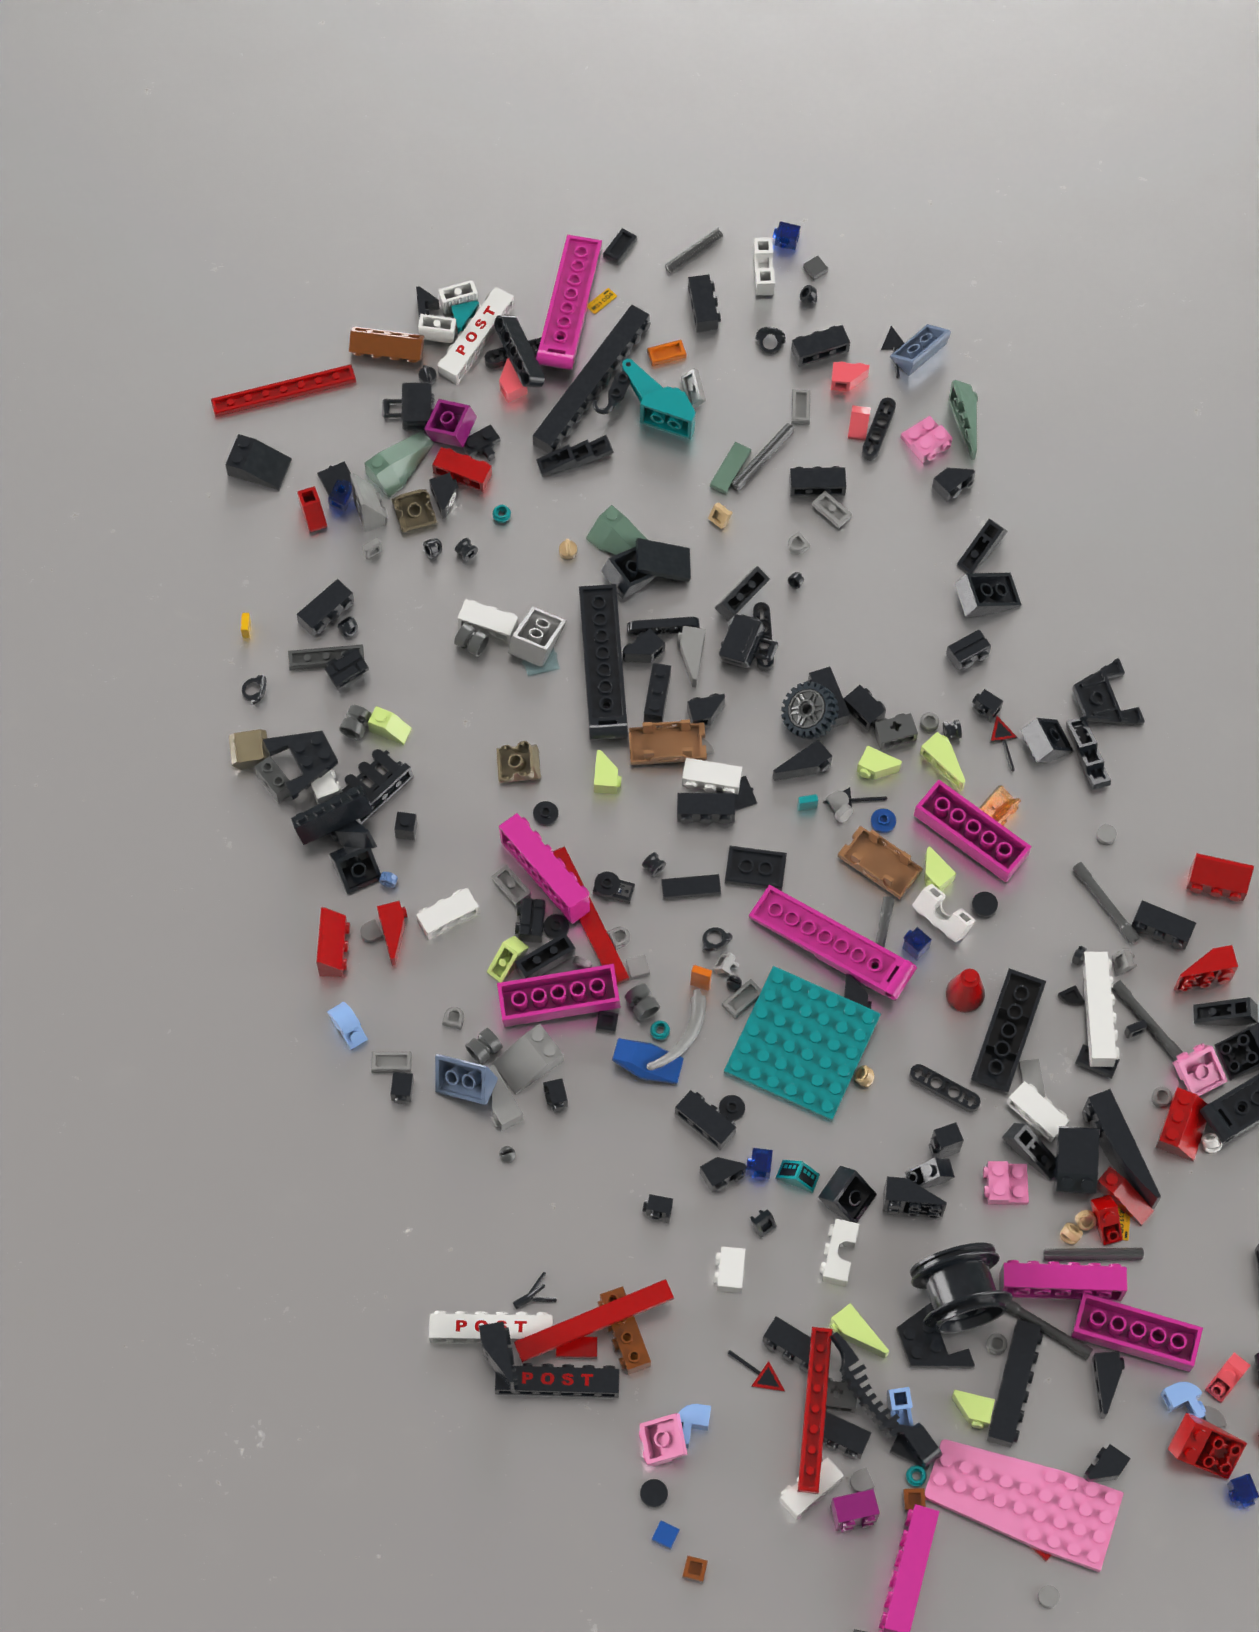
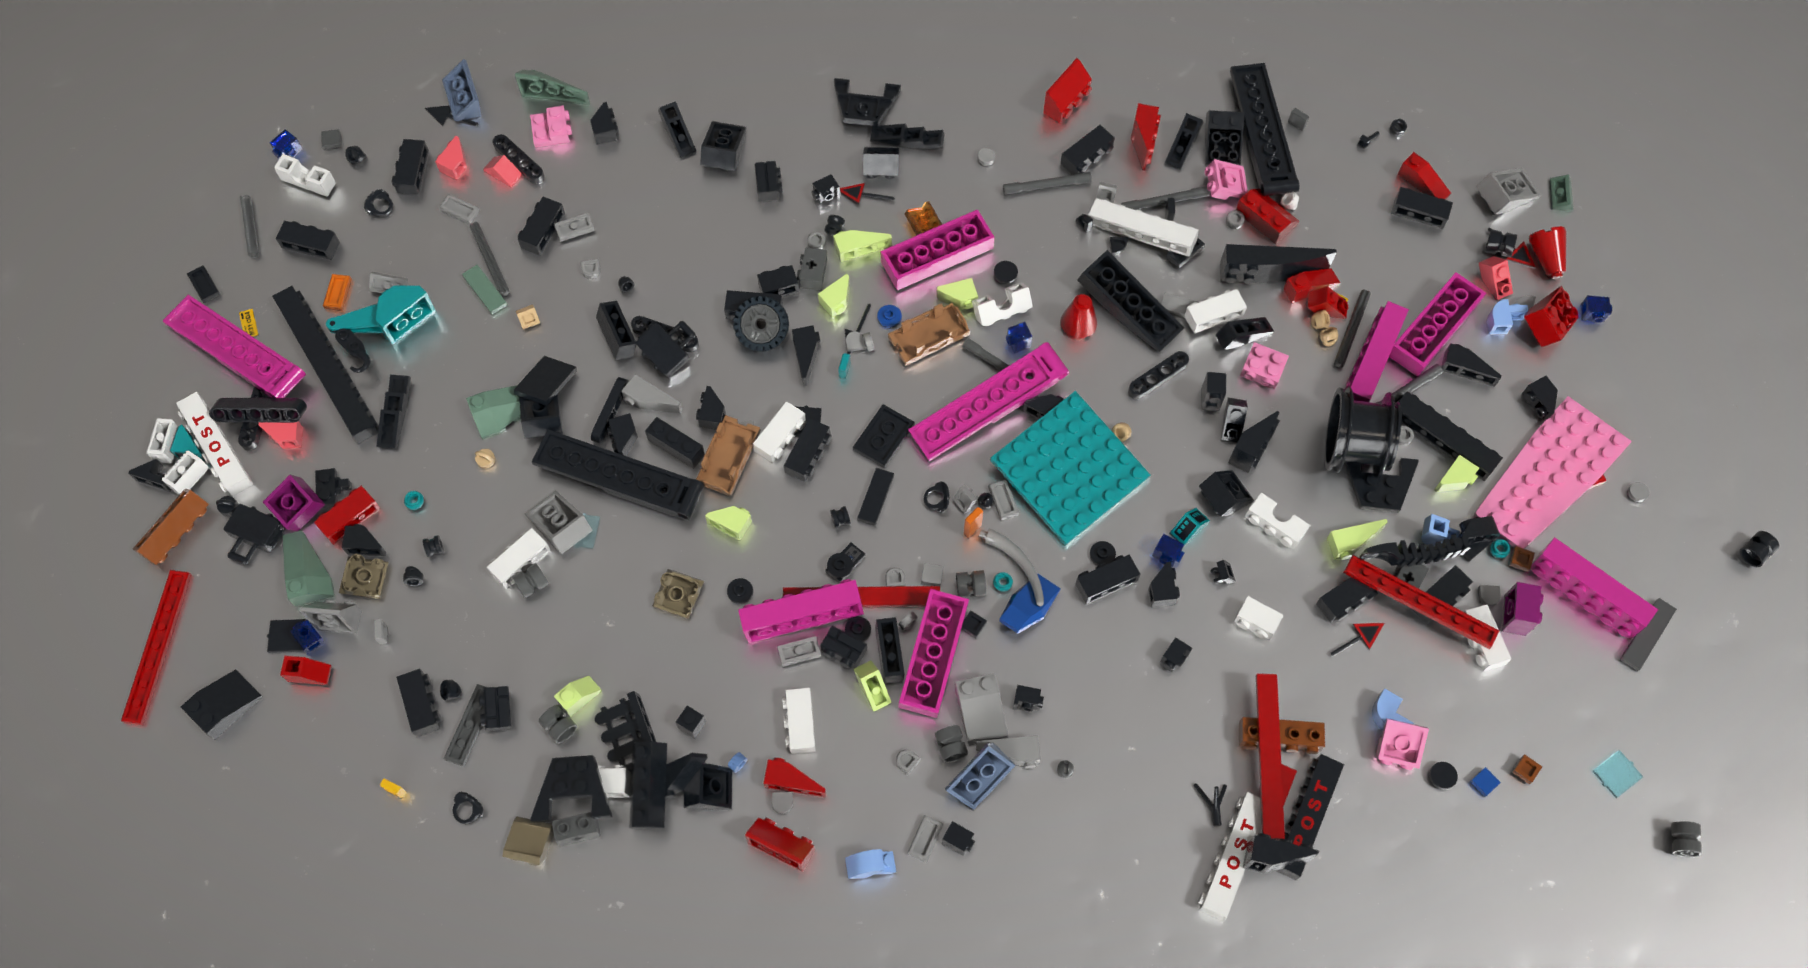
camera: 65 degrees left, 0 degrees up
(1077, 1160) = (1274, 300): black slope -> none

